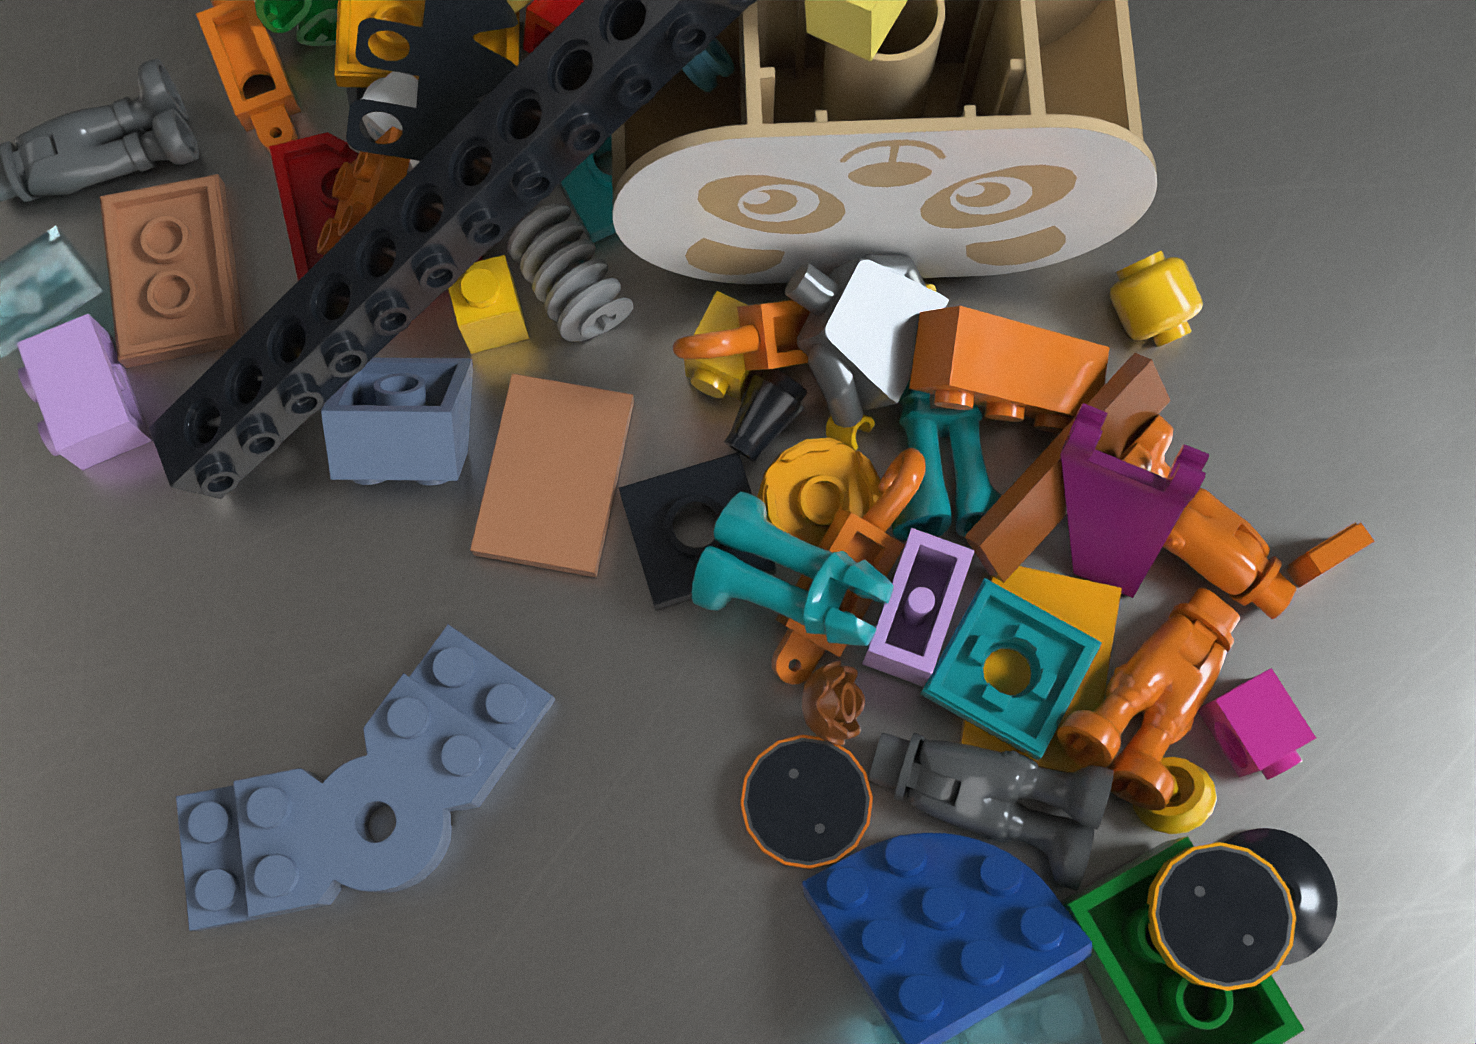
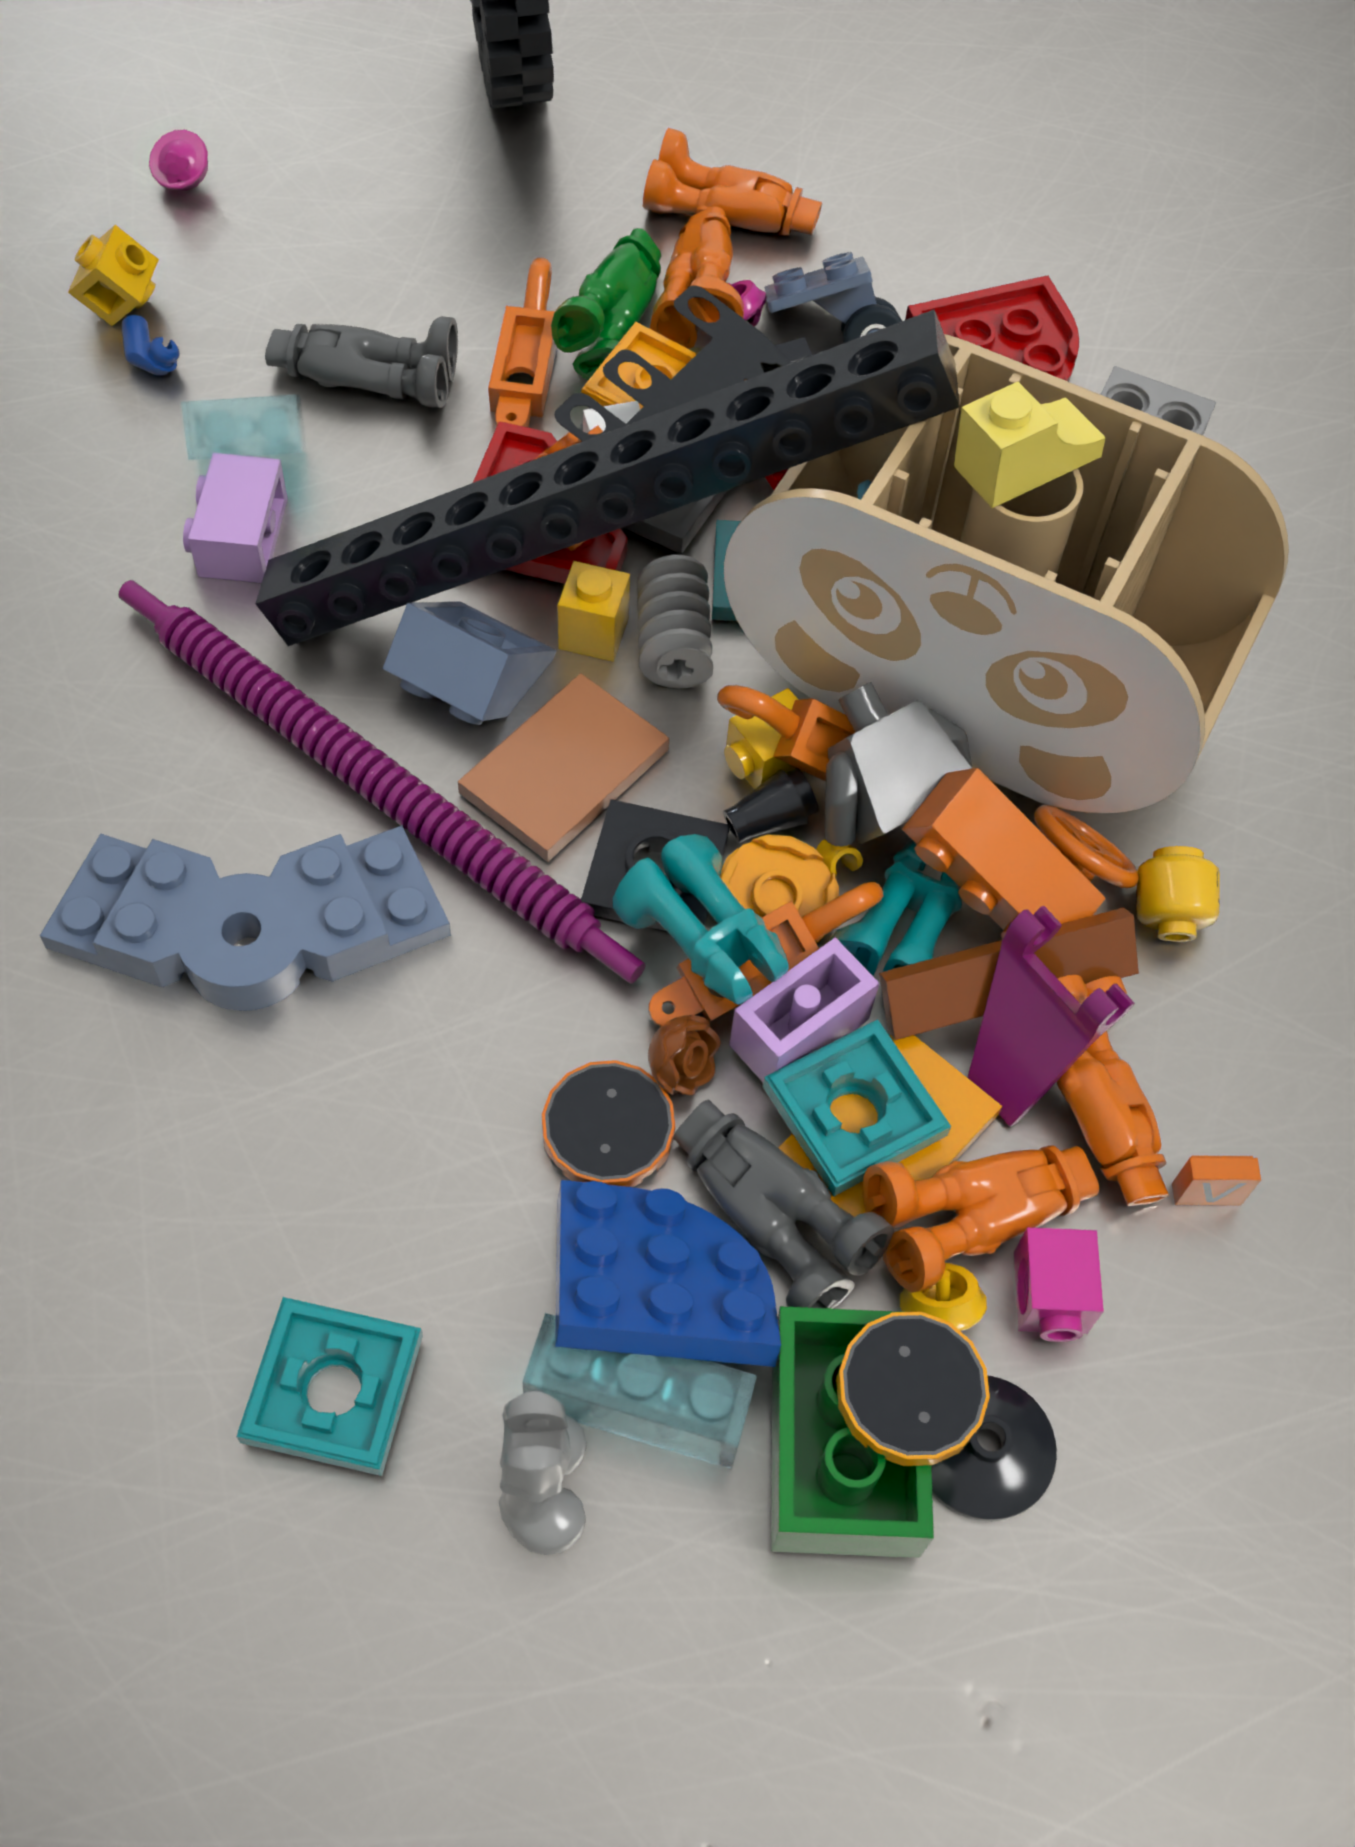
camera: 25 degrees right, 15 degrees down
(171, 271) = (363, 468): nougat tile -> none
(381, 587) = (383, 782): none -> magenta hose
(1054, 301) = (1086, 847): none -> orange piece

